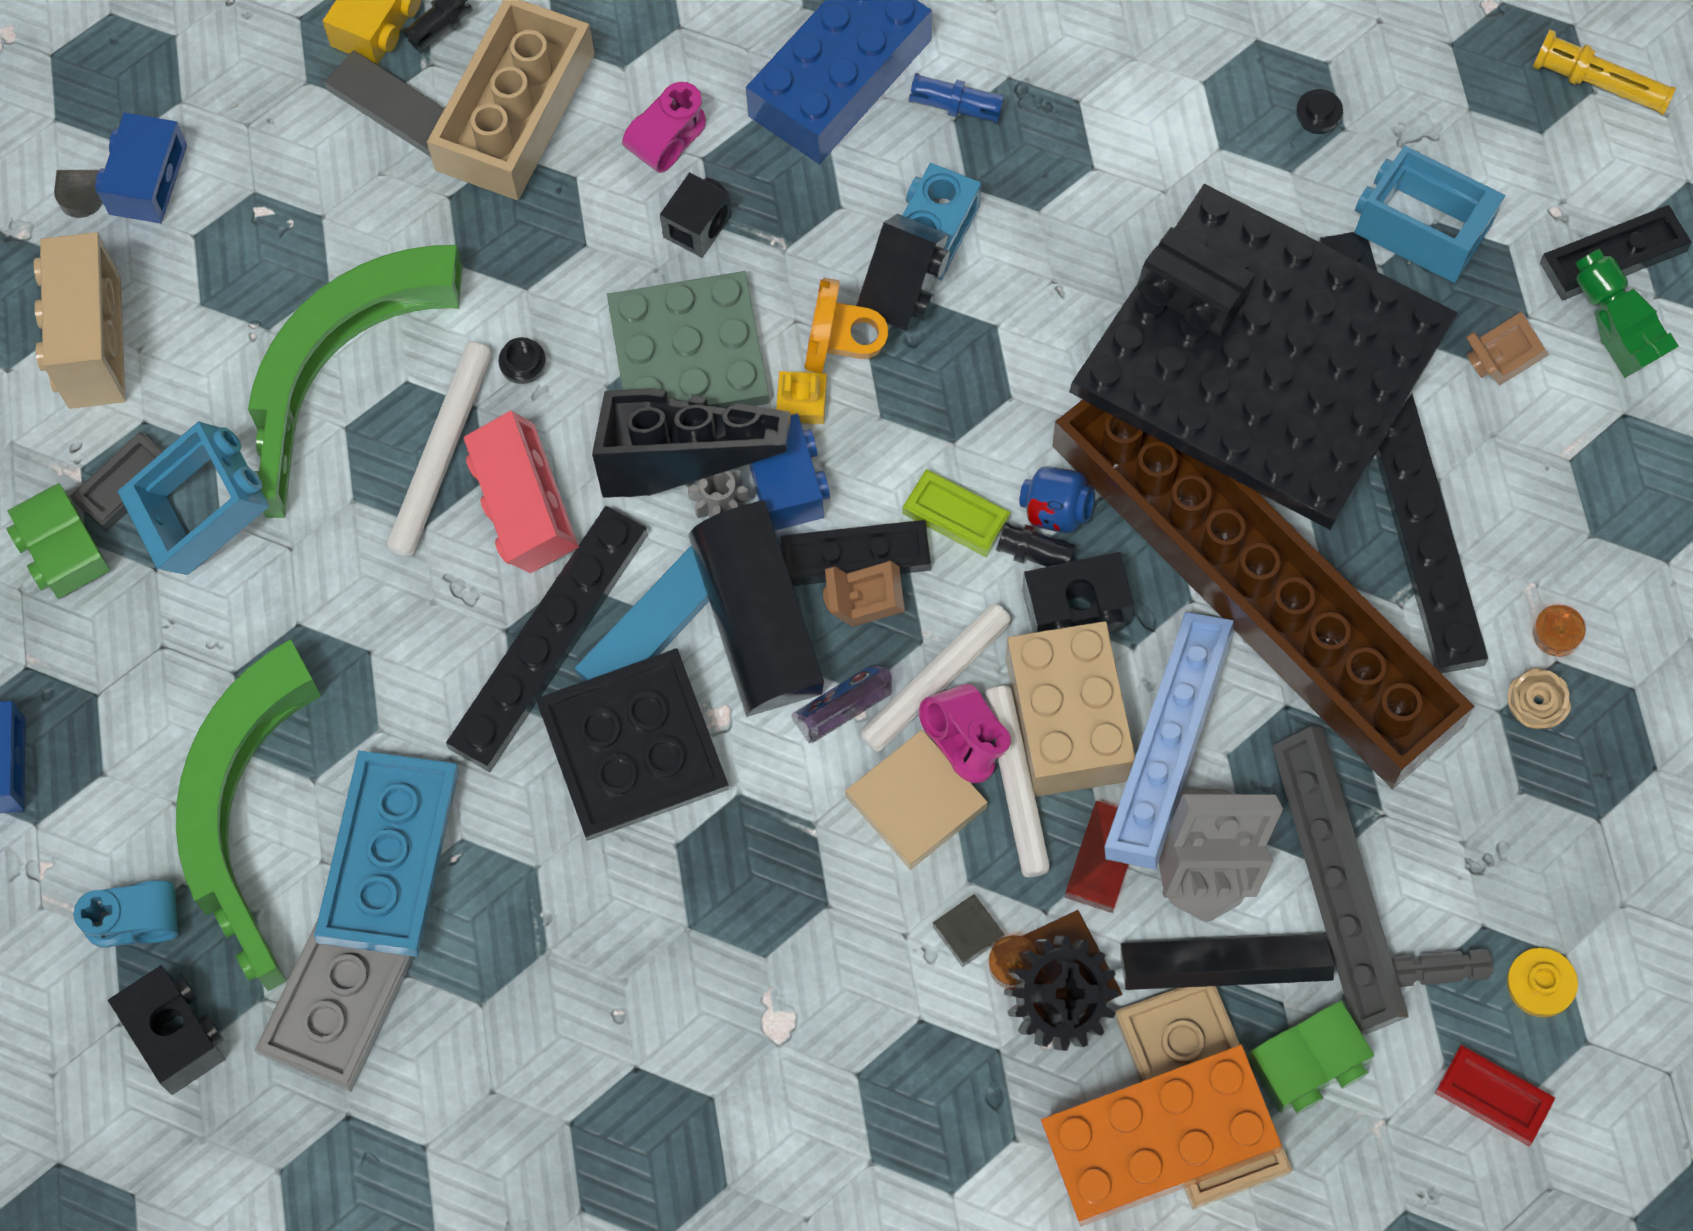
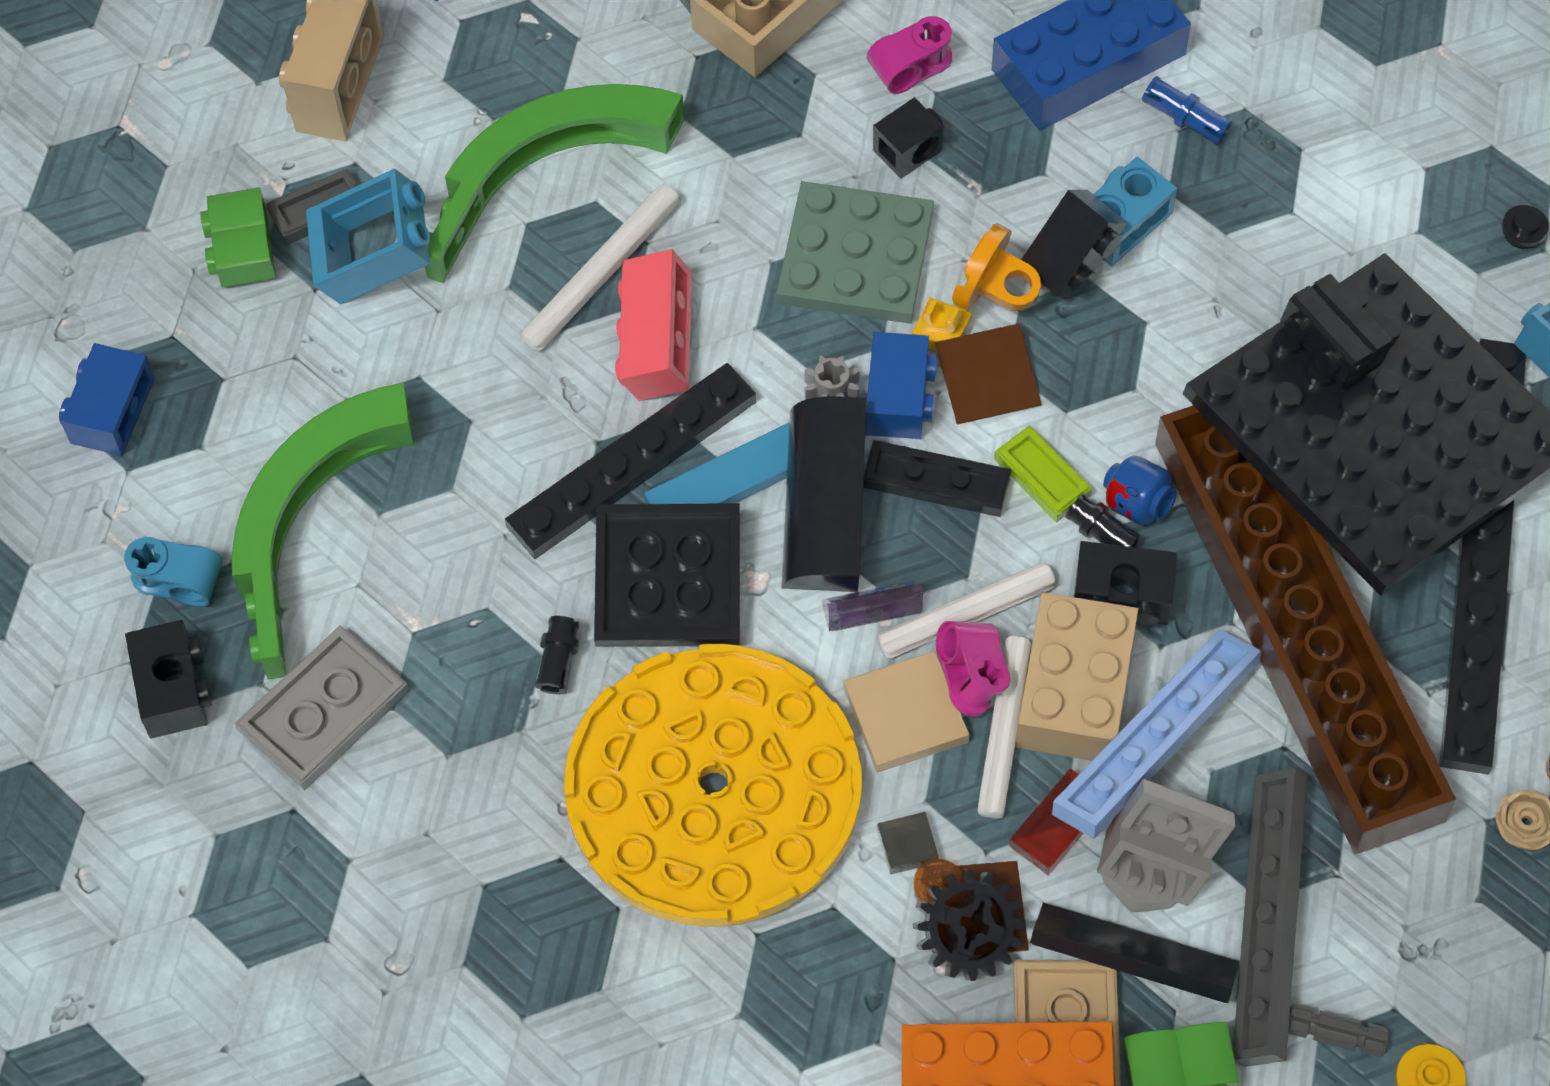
camera: 20 degrees right, 5 degrees down
(387, 854) = (415, 595): dark azure plate -> none
(522, 360) = (703, 214): black plate -> none
(552, 856) = (558, 647): none -> black pin
(663, 443) = (793, 321): black wedge -> none
(743, 1014) = (727, 852): none -> yellow plate
(864, 594) = (928, 515): medium nougat bracket -> none
(865, 430) = (988, 373): none -> reddish brown sticker

